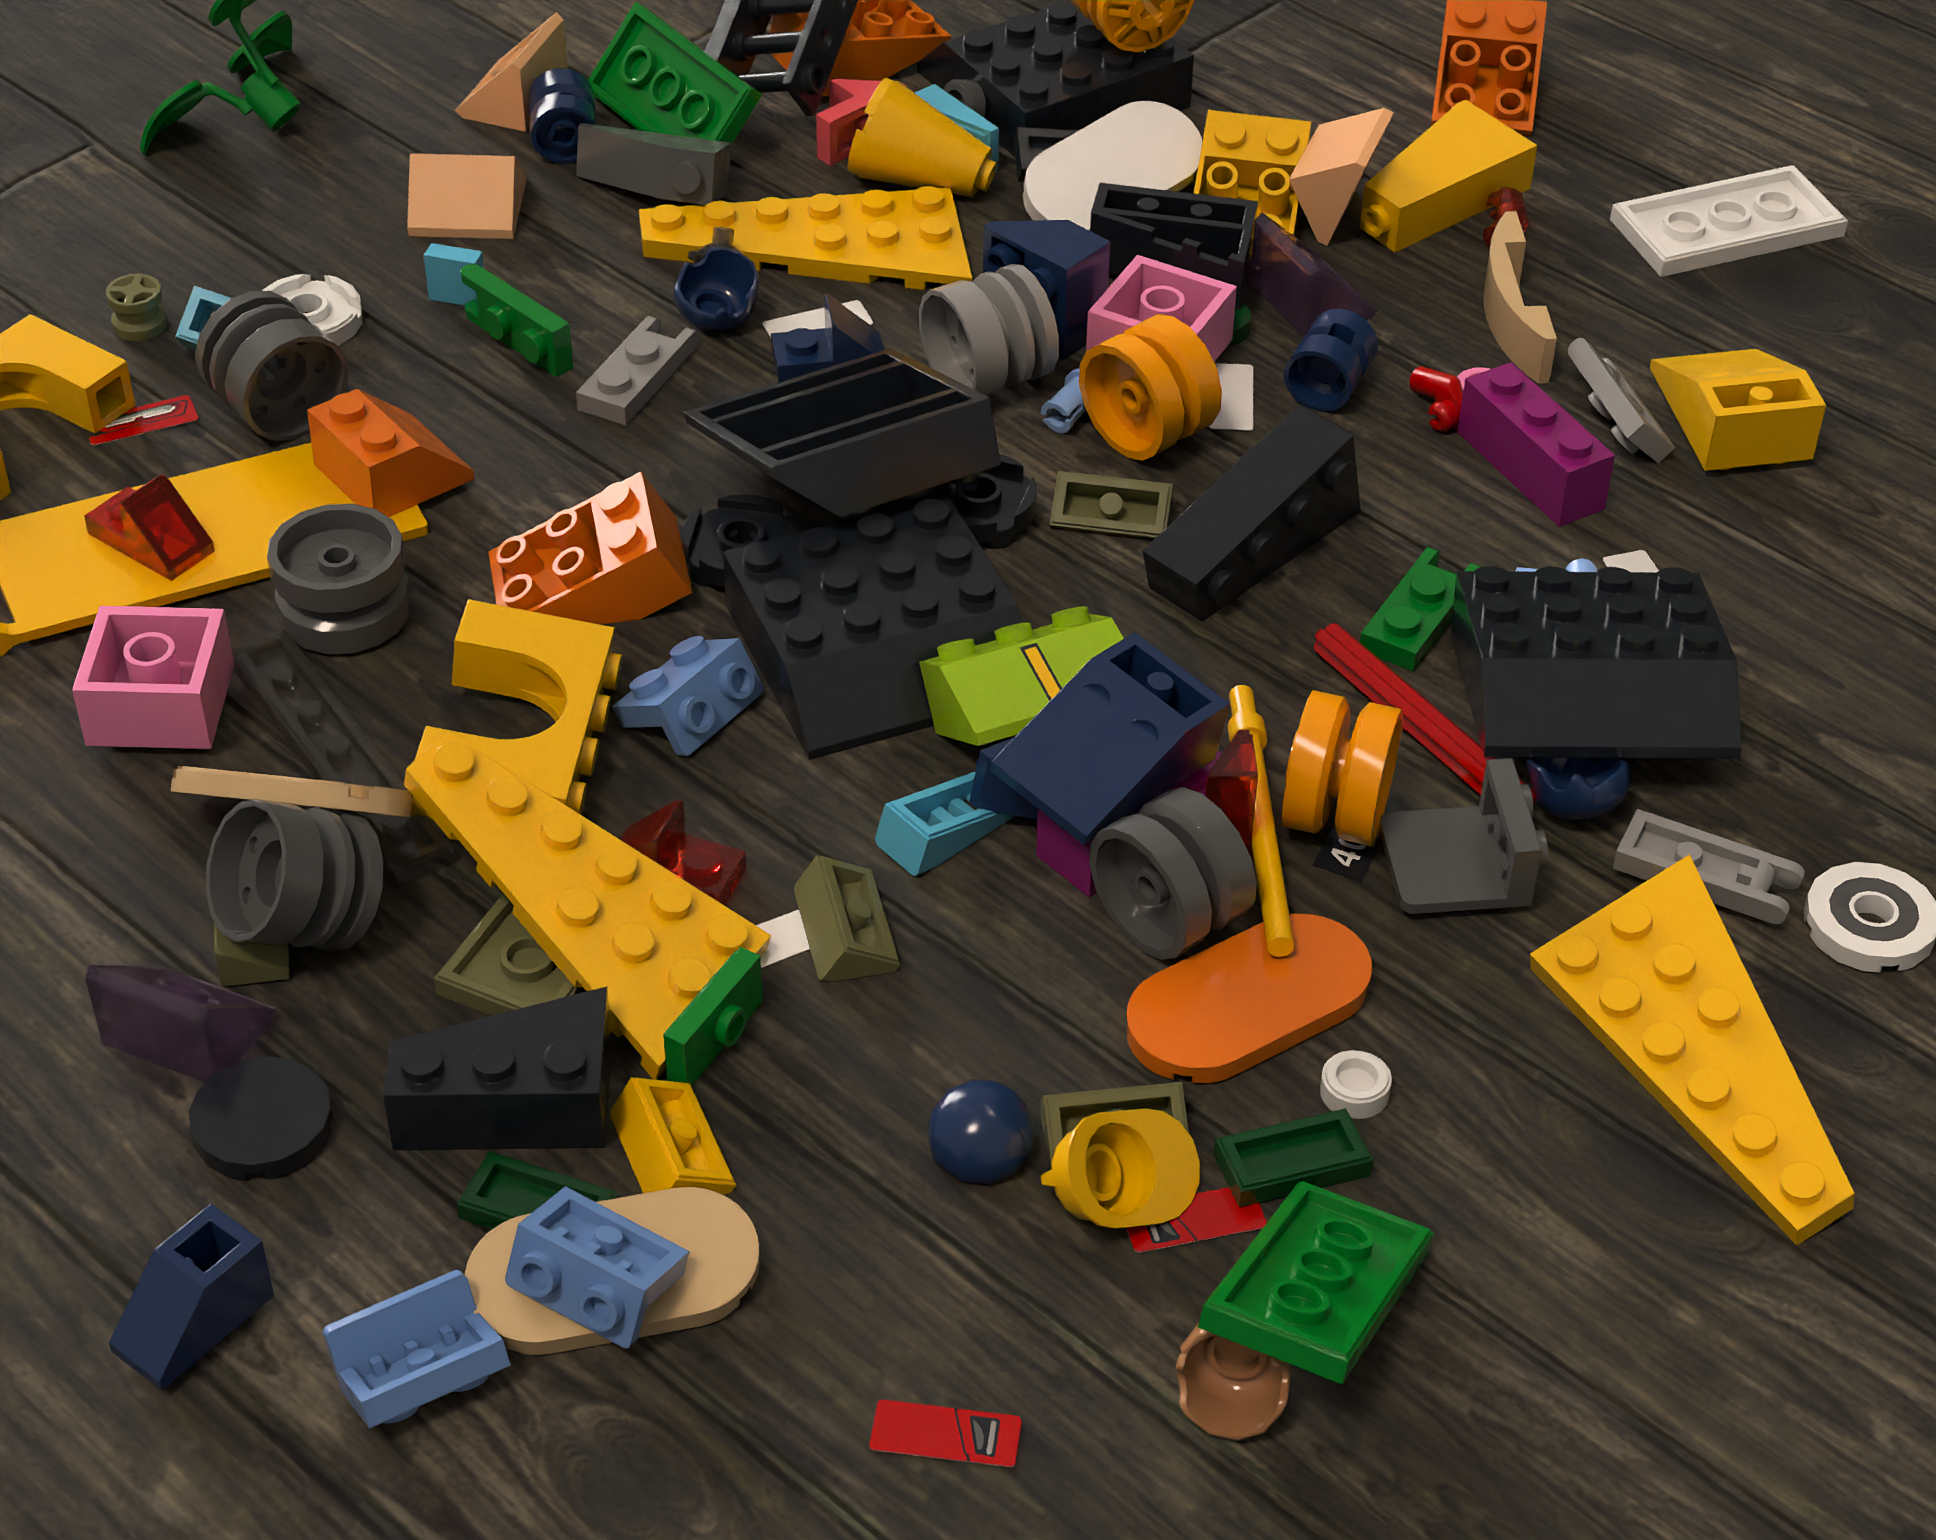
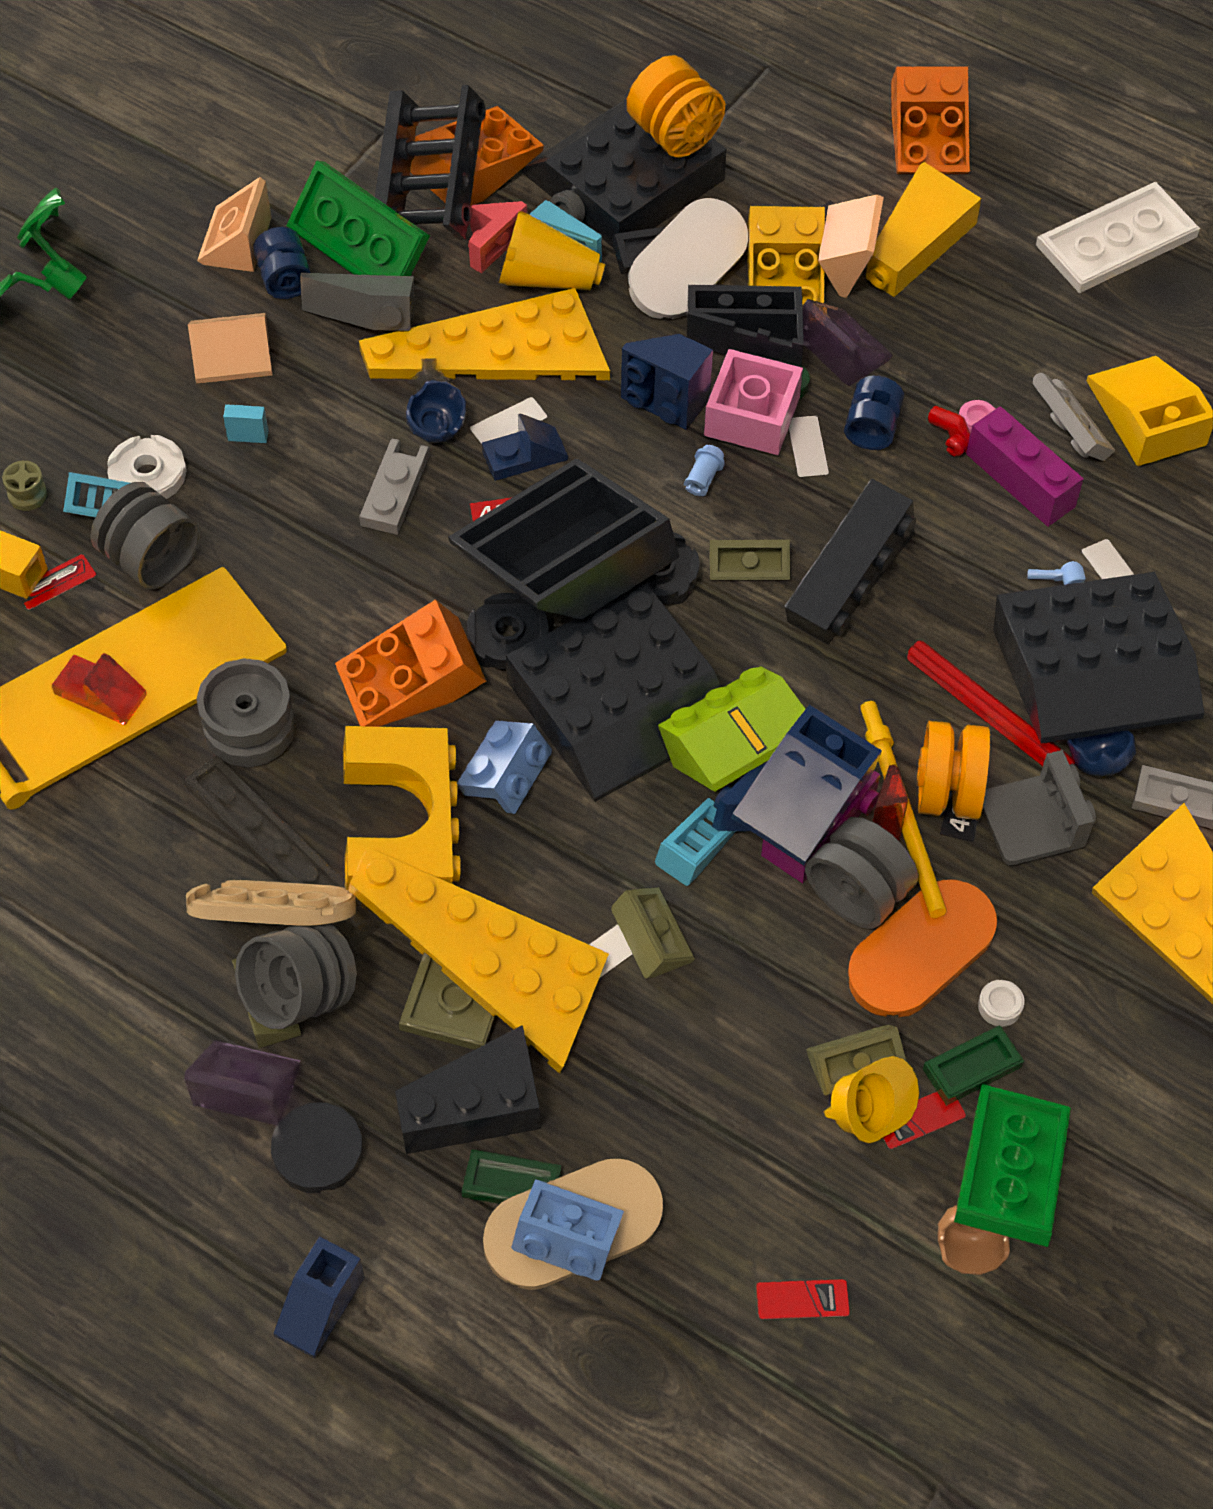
camera: 10 degrees left, 15 degrees up
(154, 677) = (144, 817): bright pink brick -> none
(381, 453) = (243, 597): orange slope -> none
(413, 1349) = (468, 1308): medium blue bracket -> none
(518, 321) = (301, 459): green hinge -> none
(668, 1137) = (582, 1121): yellow slope -> none
(699, 862) = (537, 901): clear red slope -> none
(713, 1017) = (590, 1027): green plate -> none
(981, 1132) = (777, 1082): dark blue hair -> none
(990, 330) = (638, 430): light grey wheel -> none
(1150, 387) = (760, 463): light orange wheel -> none
(1413, 613) = (969, 617): green hinge -> none
(1505, 200) = (968, 249): clear red arm -> none
(1520, 330) = (998, 366): tan slope -> none

